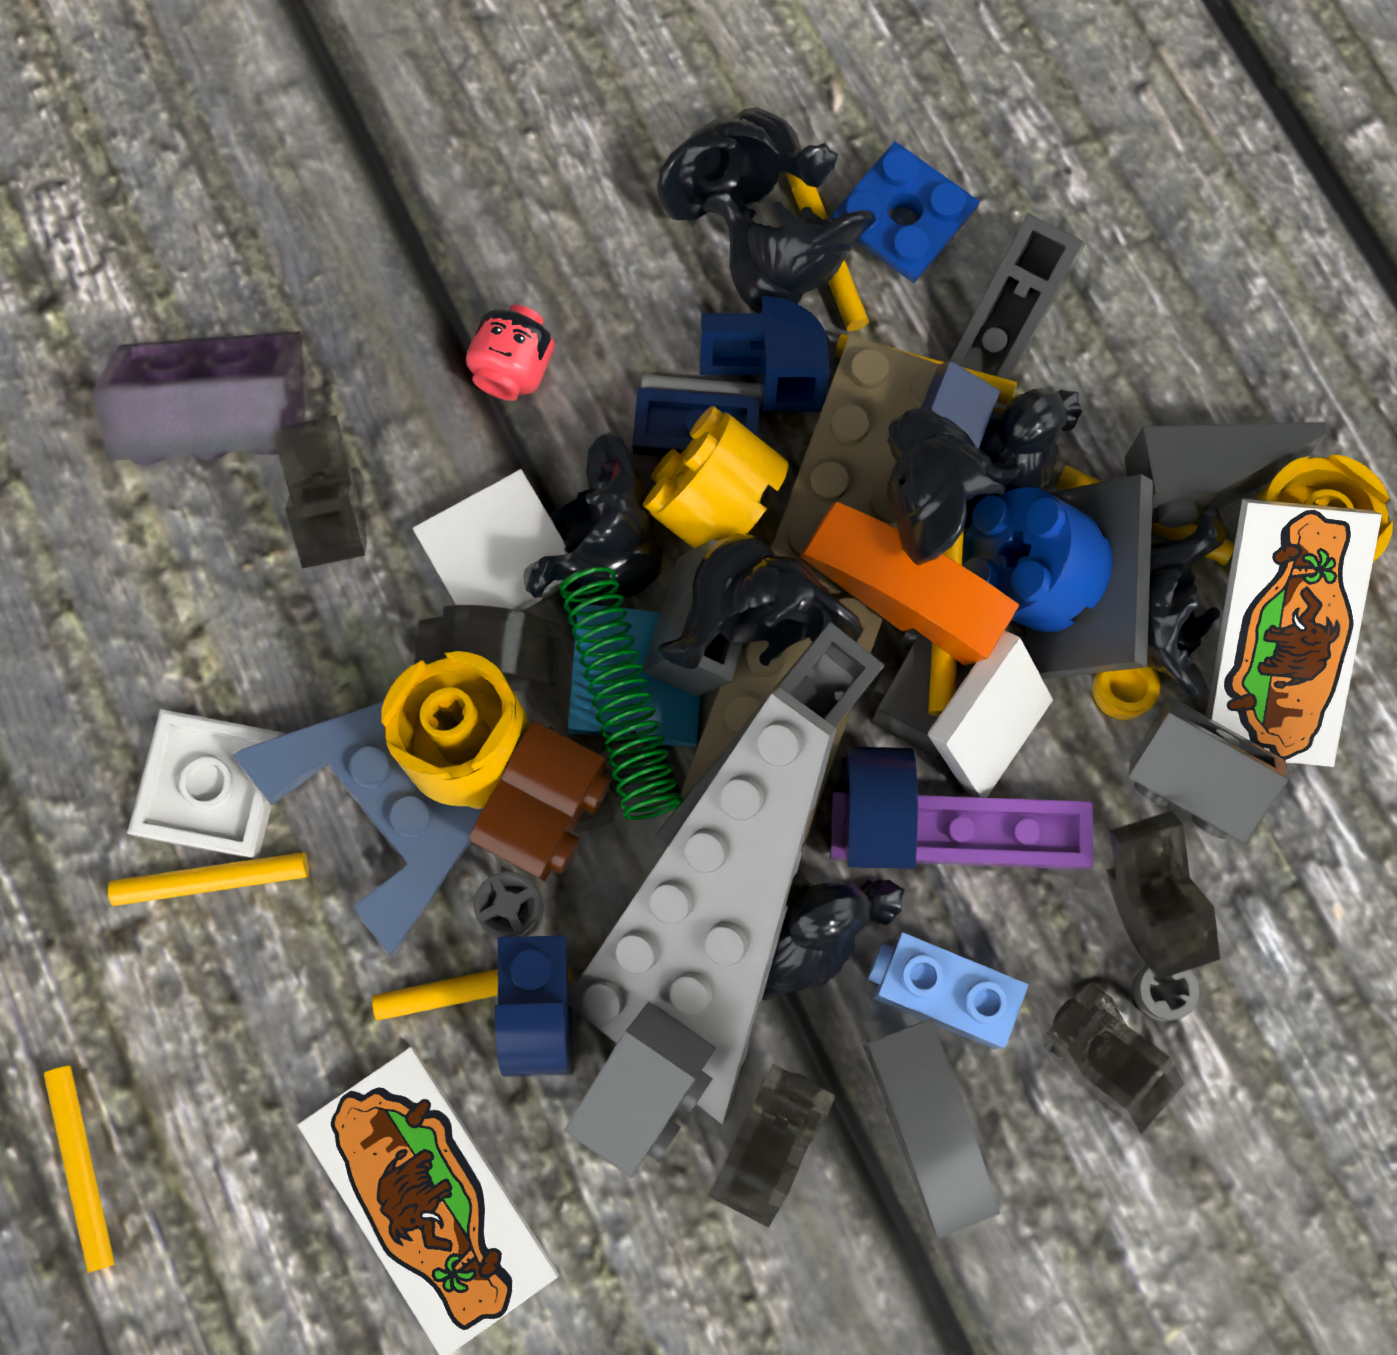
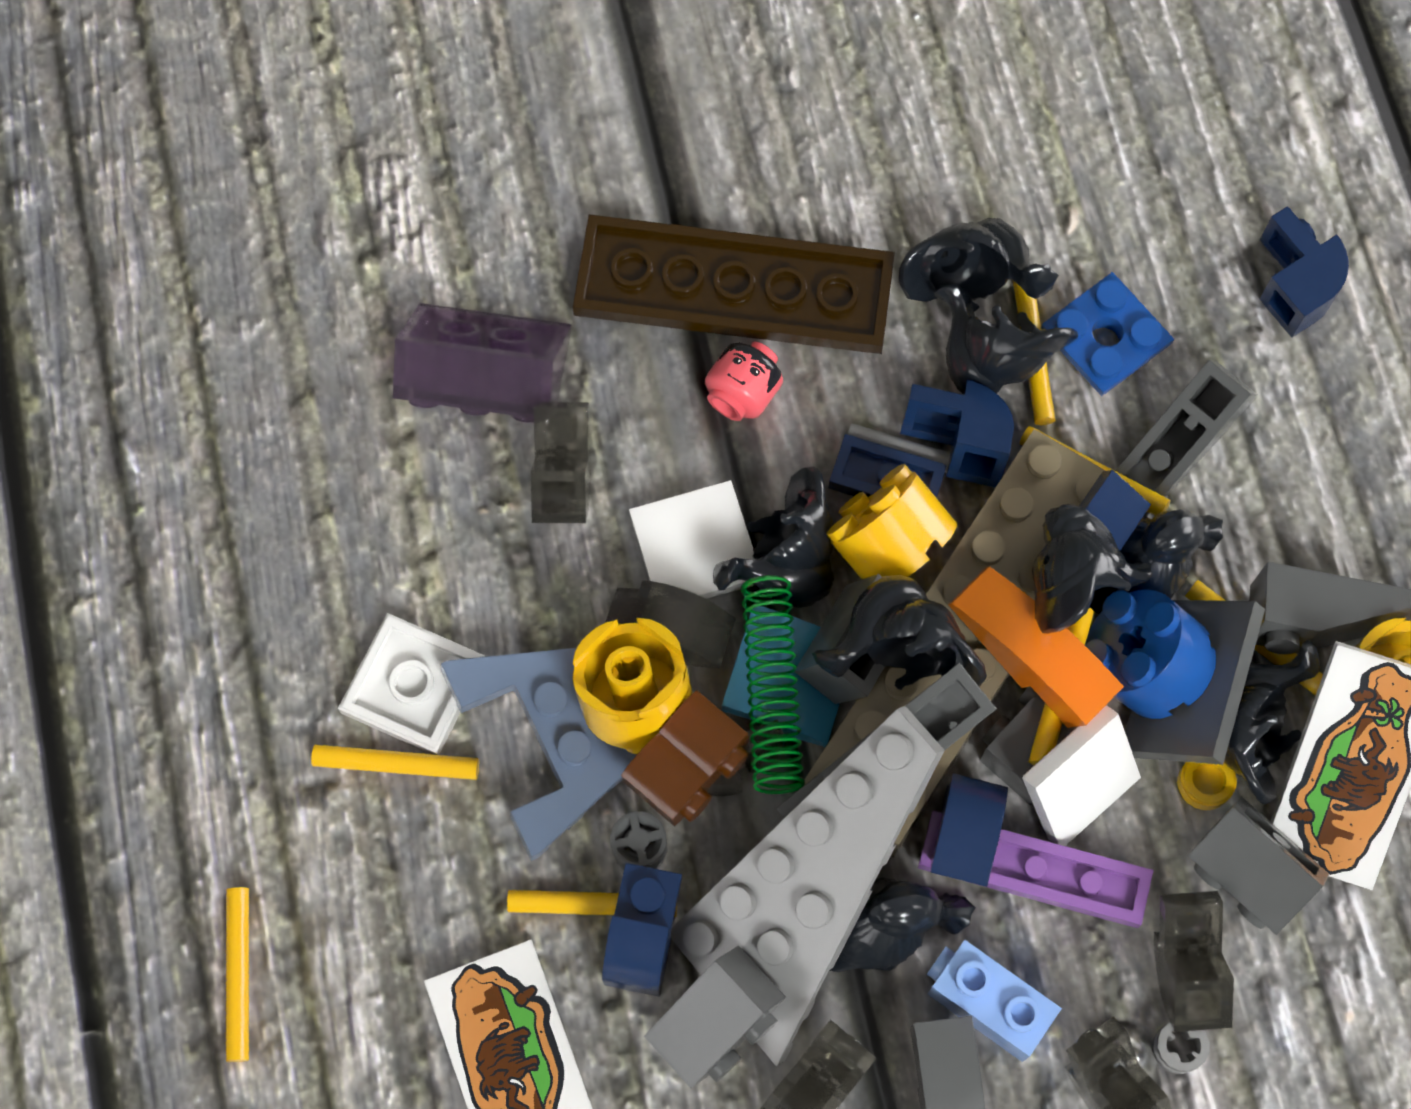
camera: 15 degrees right, 5 degrees down
(473, 245) = (734, 284): none -> dark brown plate
(1110, 93) = (1310, 274): none -> dark blue brick

